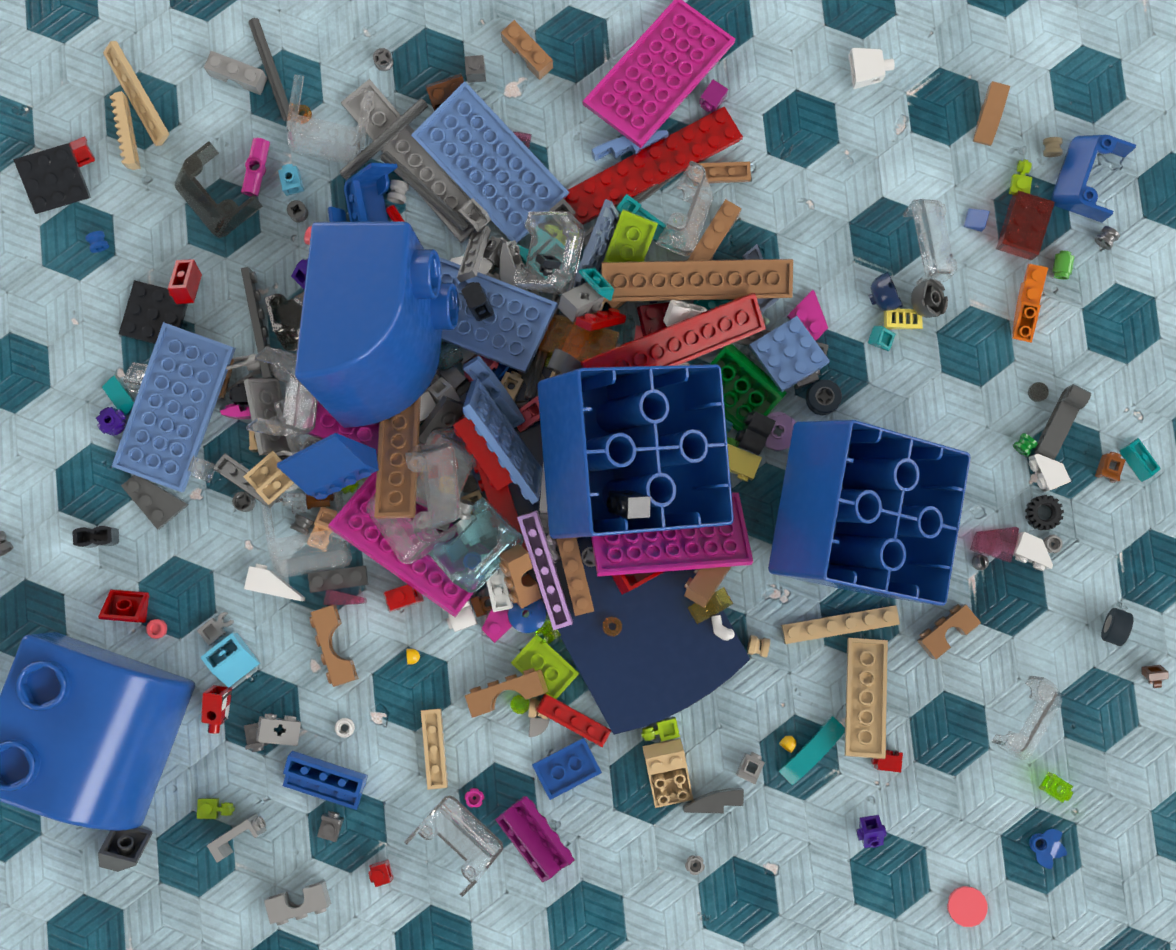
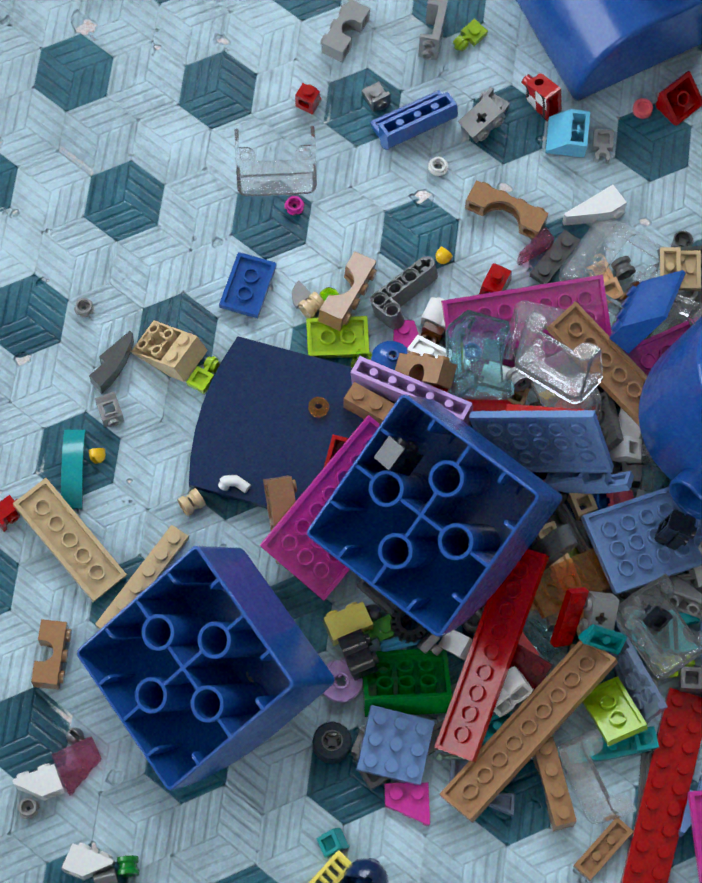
camera: 130 degrees right, 15 degrees down
(434, 749) = (358, 210): tan gear -> none
(464, 653) = (401, 289): none -> dark grey beam
(534, 839) = (222, 217): magenta brick -> none
(573, 720) = (278, 318): red tile -> none
(717, 603) = (256, 497): clear yellow slope -> none
(1053, 505) = (66, 837): black tyre -> none

